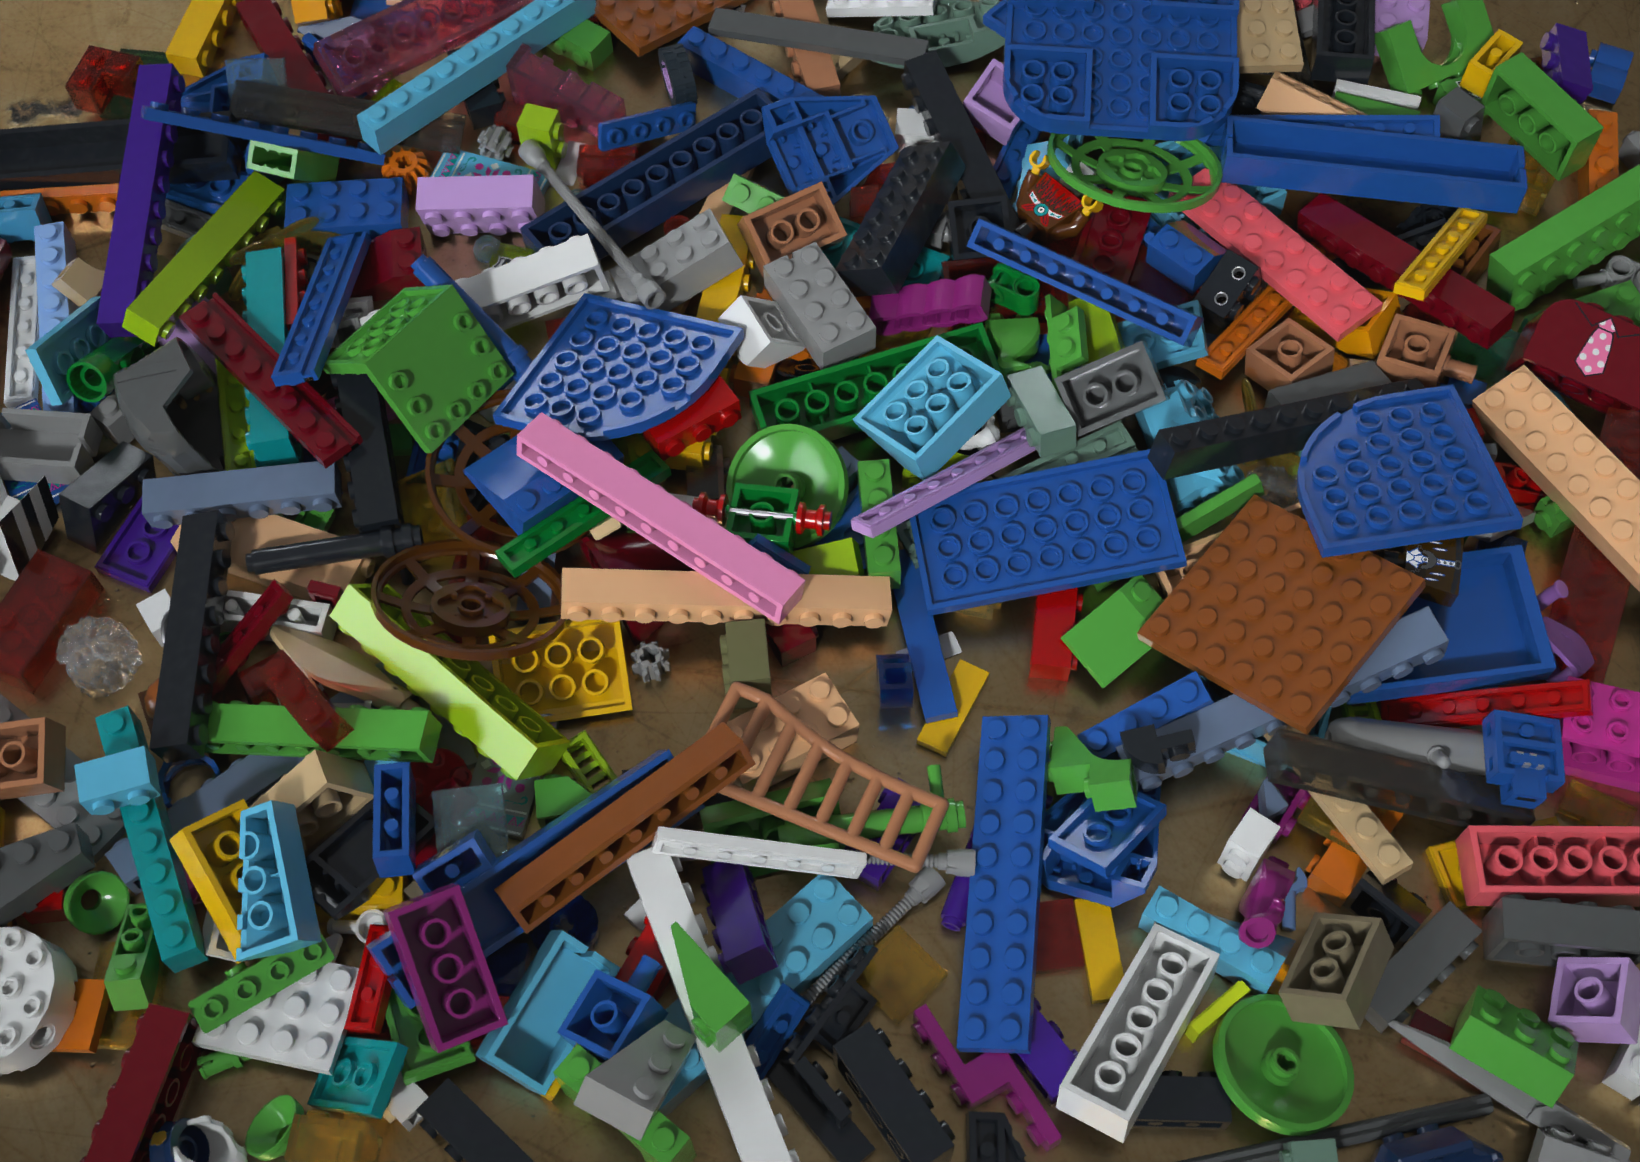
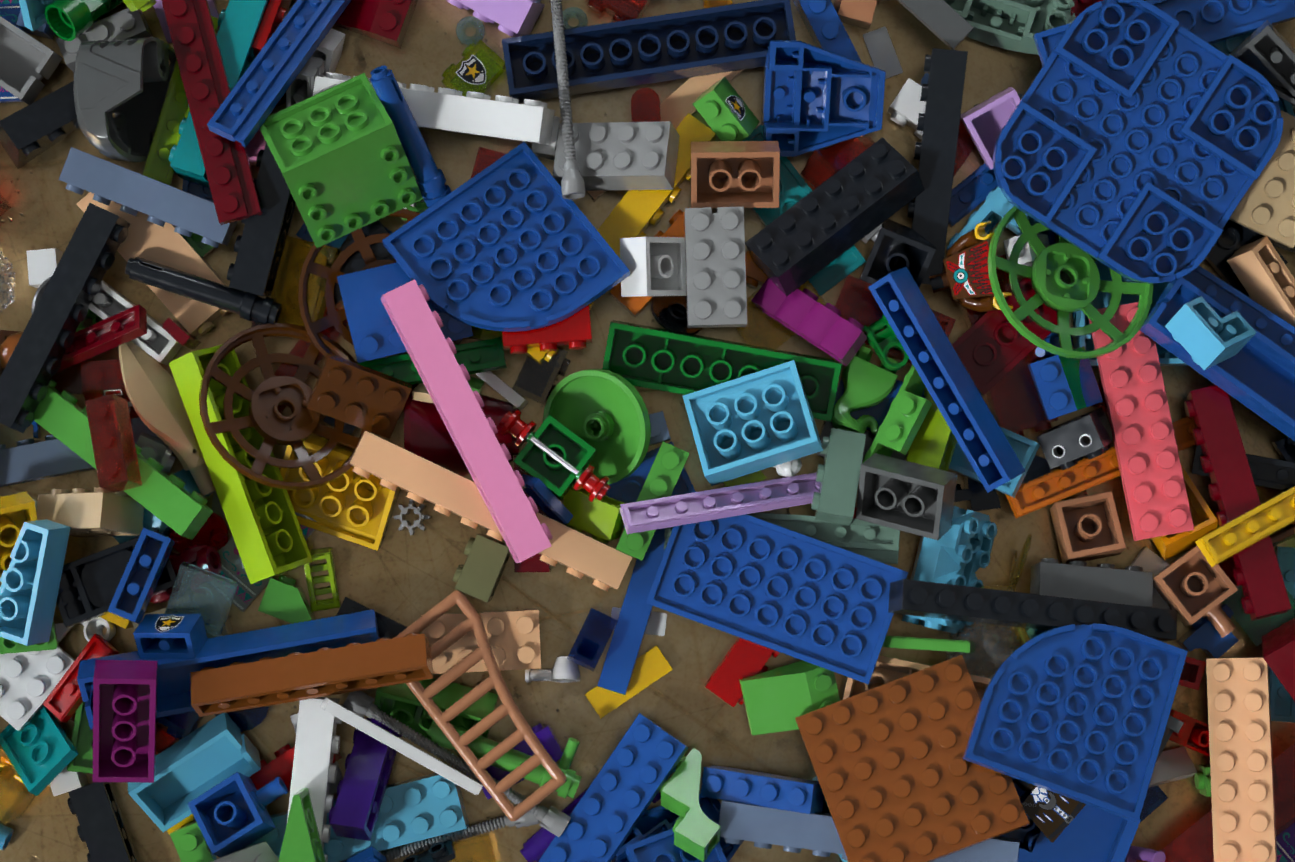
camera: 25 degrees right, 25 degrees up
(138, 552) = (44, 192): dark purple tile -> none
(535, 552) = (359, 396): none -> reddish brown plate
(884, 729) = (563, 672): none -> white bar
(1150, 751) = (738, 825): black brick -> none
(1282, 134) = (1207, 335): none -> medium azure brick

